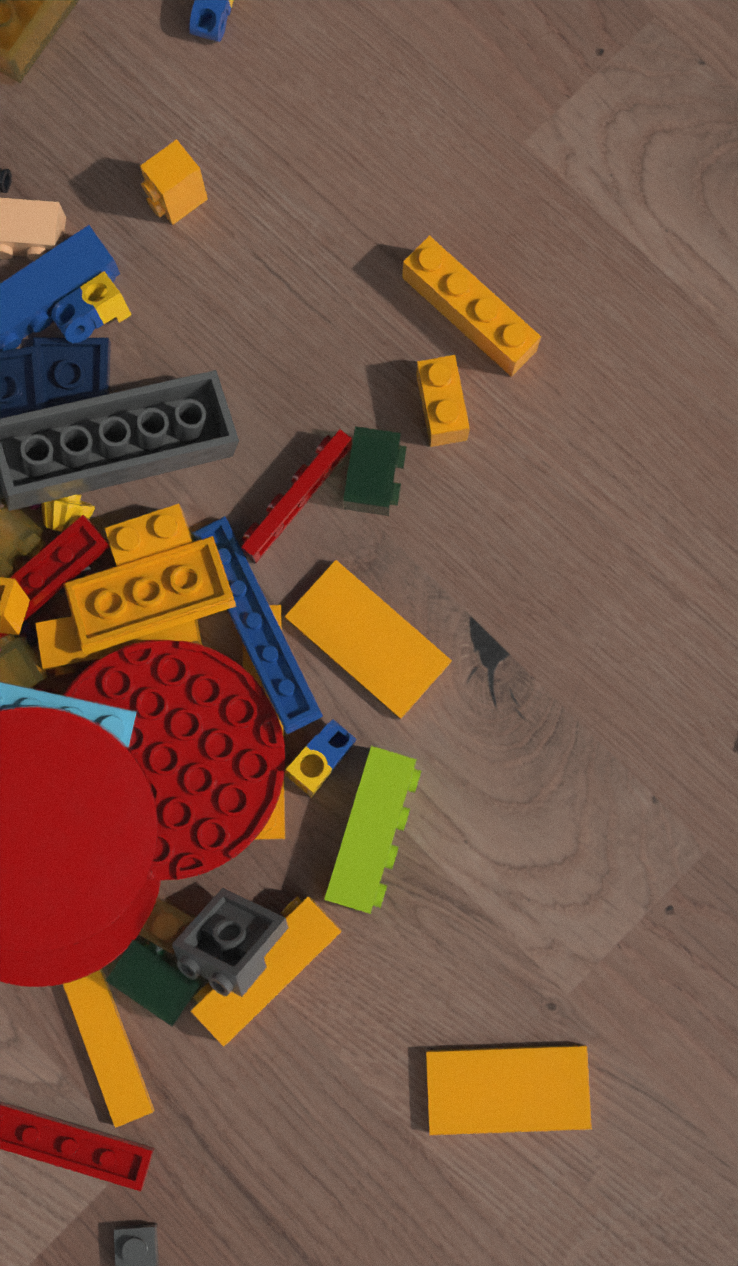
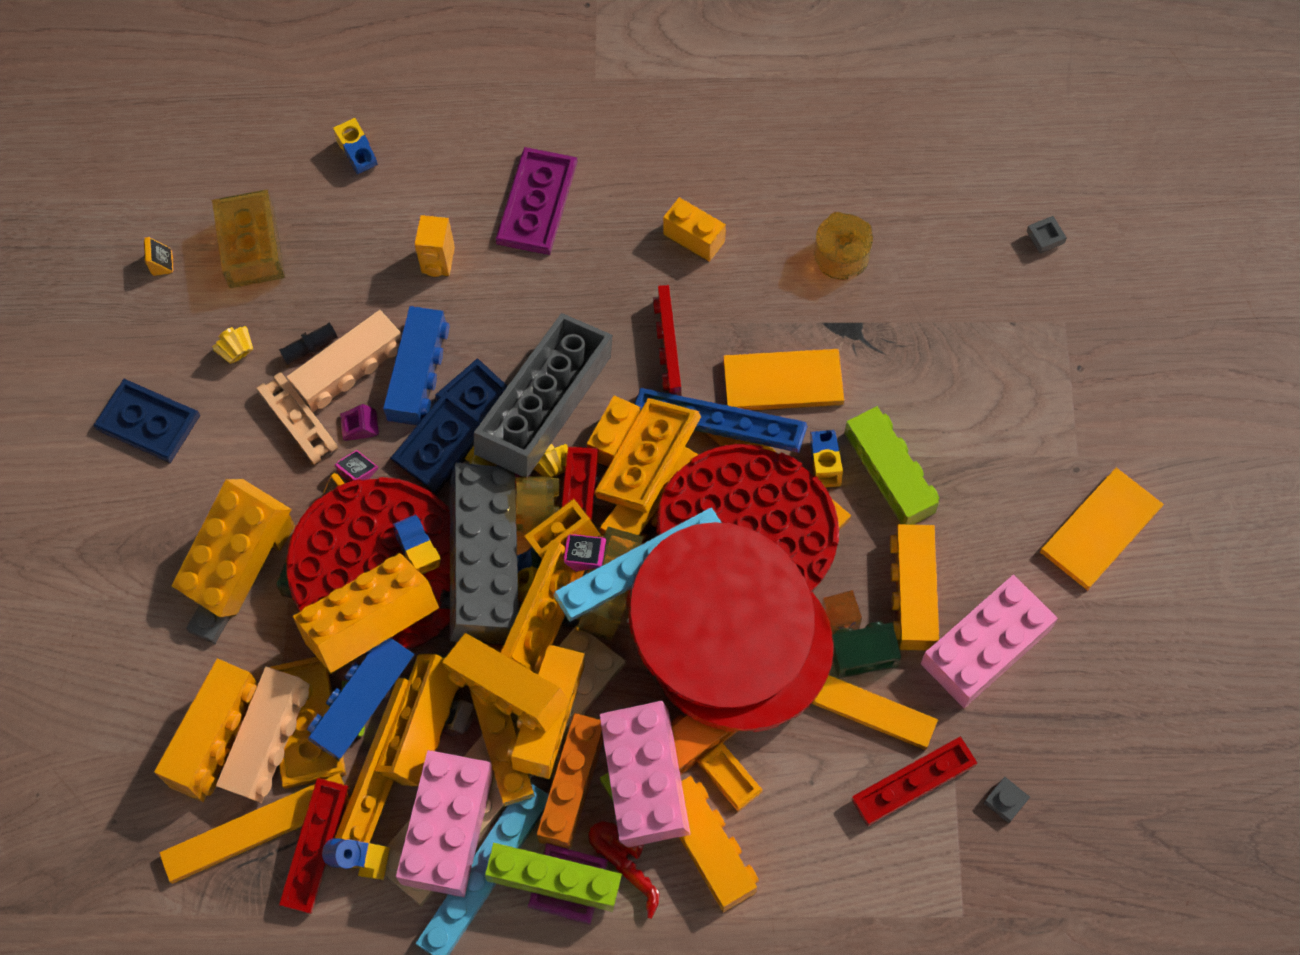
camera: 45 degrees left, 15 degrees down
(89, 308) = (454, 348): leg -> none
(229, 942) = (885, 582): dark grey plate -> none
(274, 1091) = (988, 641): none -> bright pink brick
(330, 223) = (536, 201): none -> magenta tile
(373, 471) = (696, 295): clear green brick -> none
(470, 306) = (658, 172): light orange brick -> none
(578, 539) = (843, 245): none -> clear yellow brick

